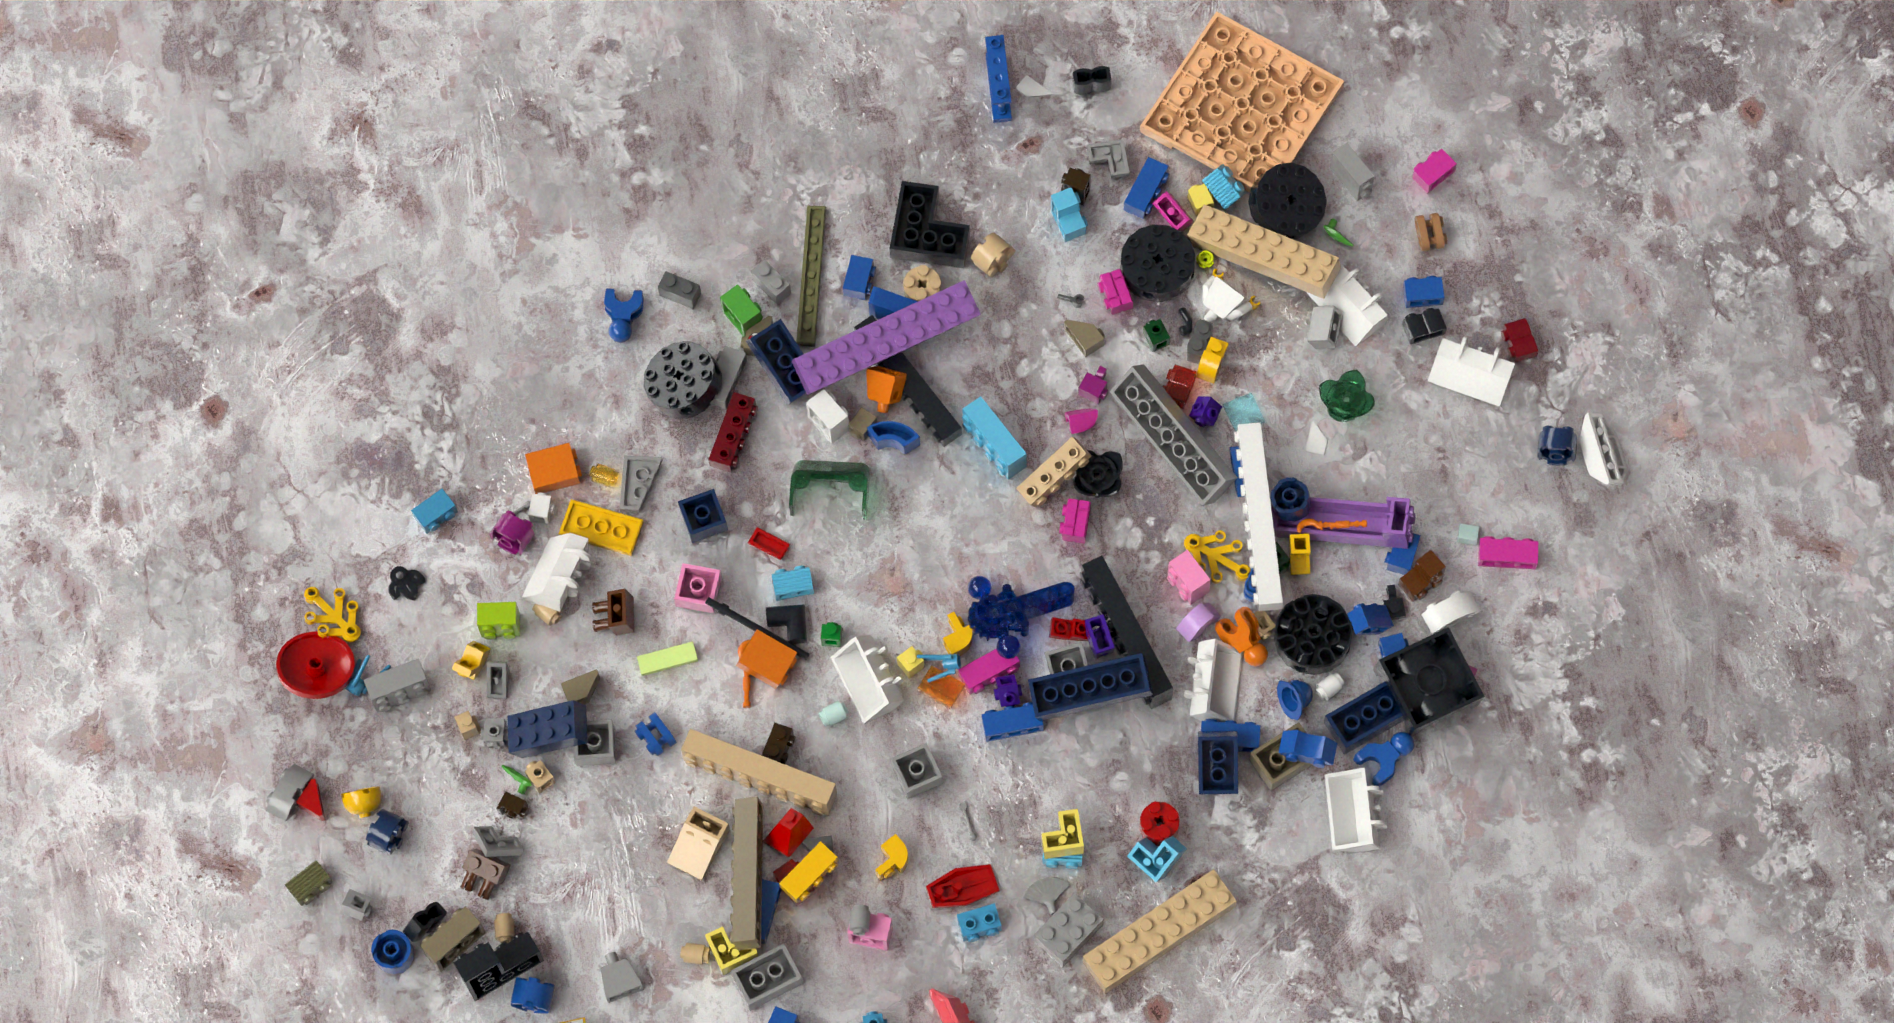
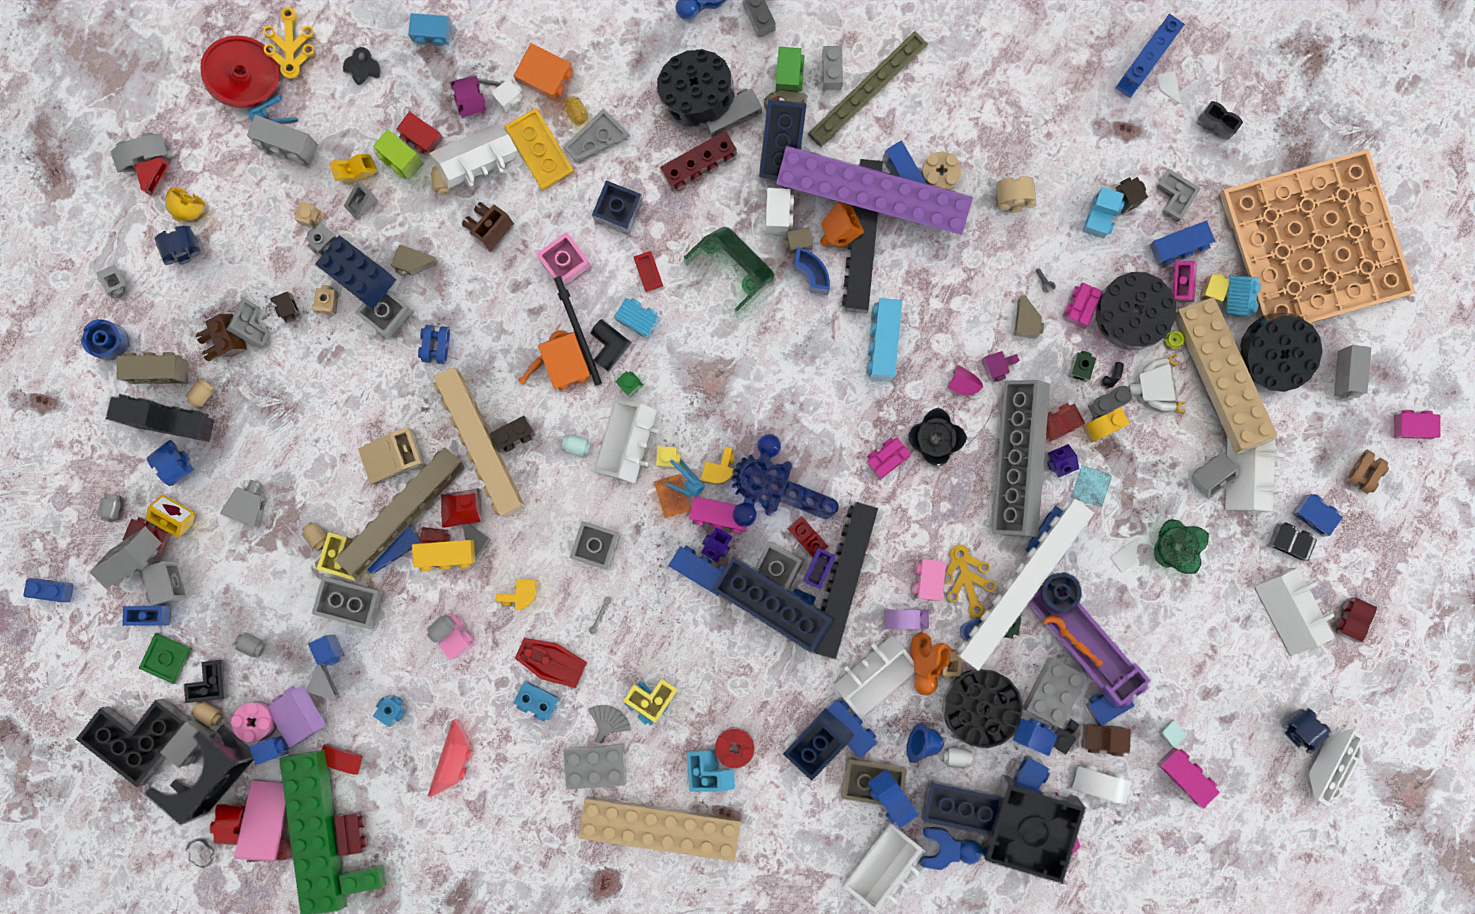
camera: 40 degrees right, 15 degrees up
(309, 883) = (94, 233): olive brick -> none
(424, 921) = (143, 338): black brick -> none
(498, 590) = (419, 133): none -> red brick
(518, 777) = (311, 287): bright green bar -> none
(667, 658) = (496, 293): yellowish green tile -> none
(858, 277) = (900, 122): blue brick -> none
(920, 236) = (976, 124): black brick -> none
(1054, 472) = (904, 407): tan brick -> none
(1299, 554) = (1030, 636): yellow brick -> none
(1336, 235) = (1292, 407): bright green bar -> none
(1355, 577) = (1054, 692): none -> light grey brick

